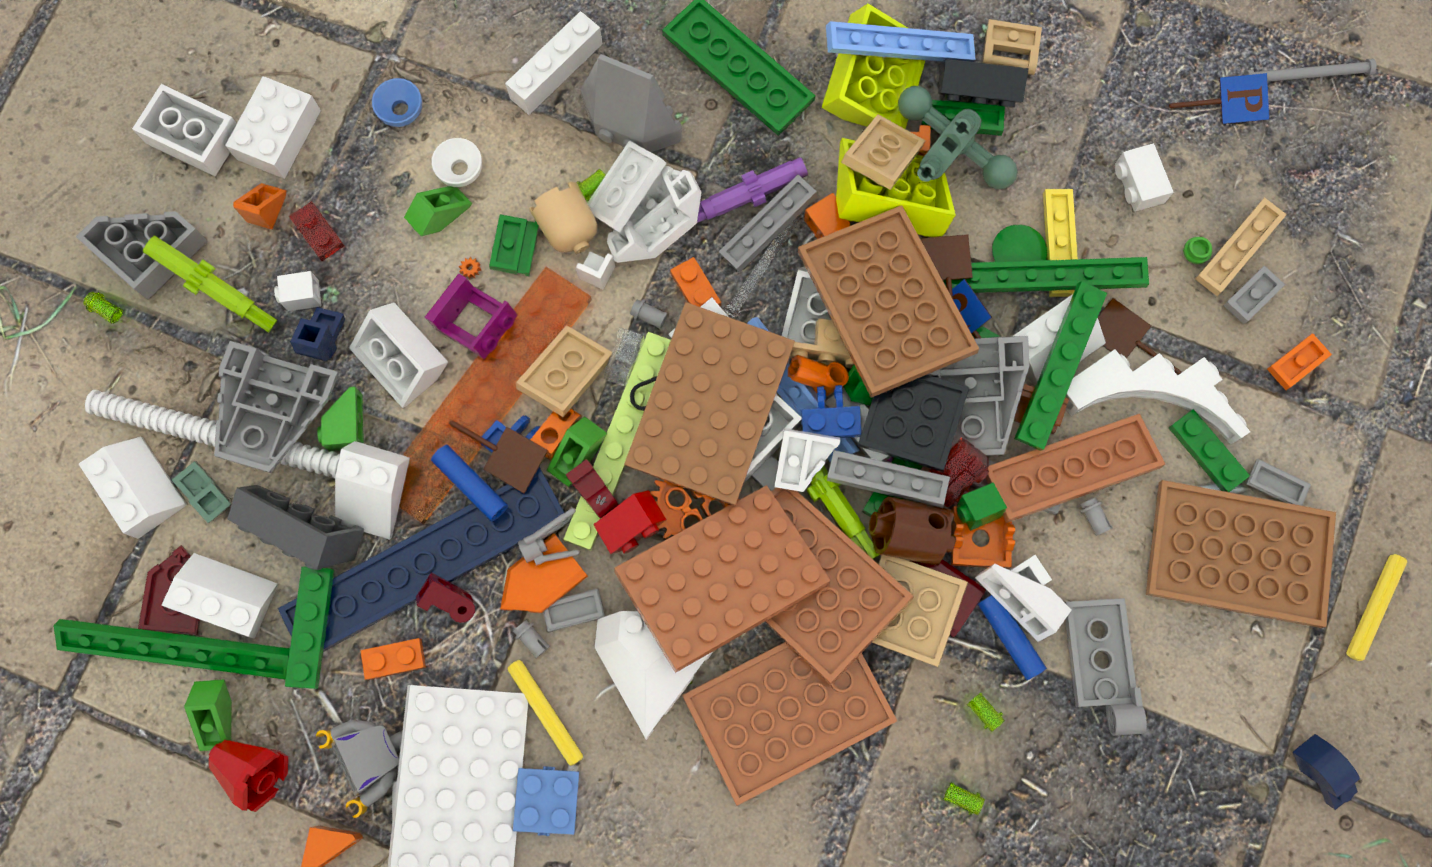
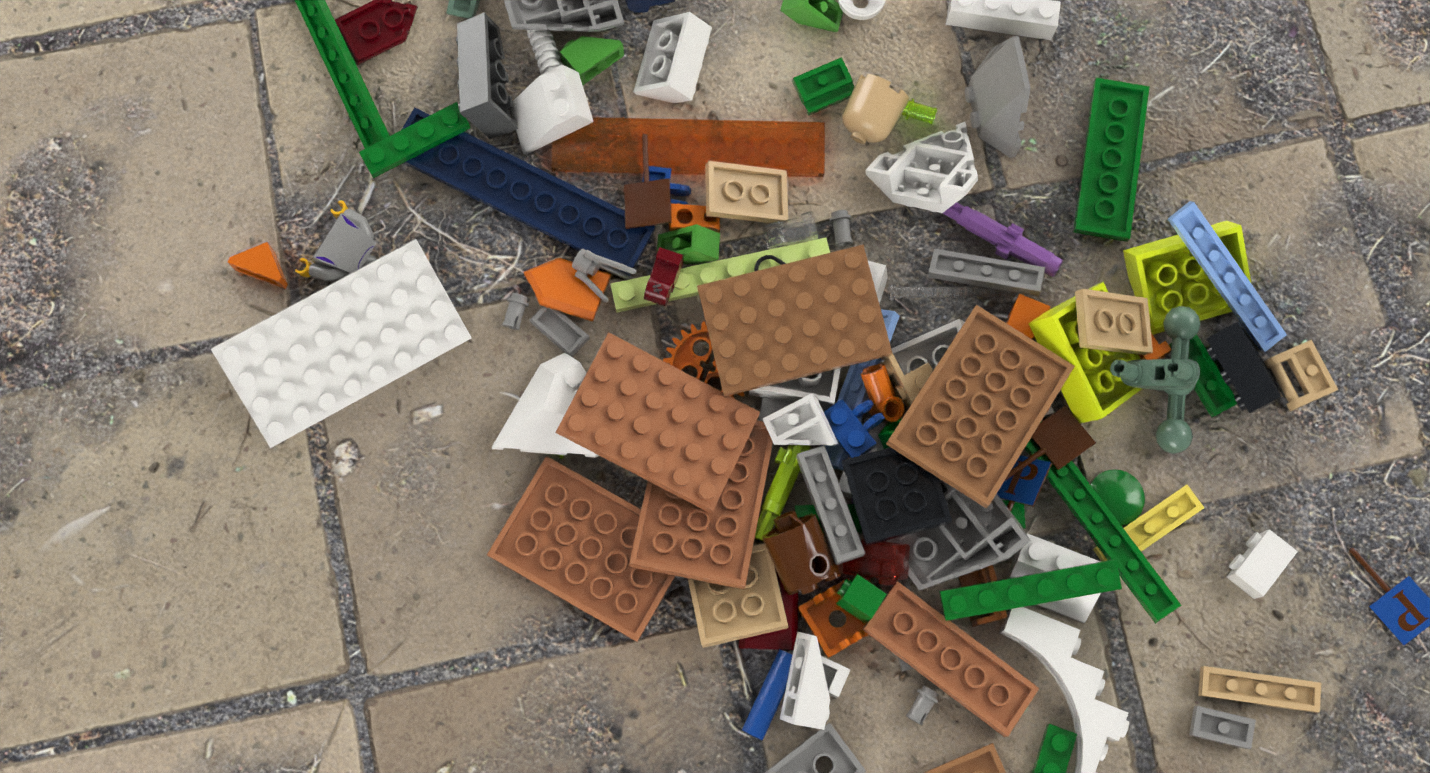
camera: 55 degrees right, 0 degrees up
(209, 713) = (304, 114): bright green slope -> none
(221, 595) = (397, 60): white slope -> none
(248, 772) = (279, 171): red cone -> none
(393, 659) = (432, 219): orange plate -> none
(447, 597) = (504, 225): dark red leg -> none
(452, 303) = (741, 71): magenta panel -> none
(469, 483) = (604, 180): blue piece -> none
(470, 273) = (782, 61): orange piece -> none
(545, 712) = (465, 360): light yellow axle -> none
(546, 801) = (398, 406): medium blue plate -> none
(596, 269) = (849, 163): white panel -> none
(625, 185) = (934, 136): white plate -> none
(629, 522) = (657, 324): red brick -> none
(693, 283) = (893, 248): orange plate -> none
(965, 799) = (609, 737): clear neon green pin -> none
(986, 712) = (692, 712): clear neon green pin -> none
(1124, 330) = (1107, 632): reddish brown piece -> none
(1197, 250) = (1228, 653): bright green plate -> none

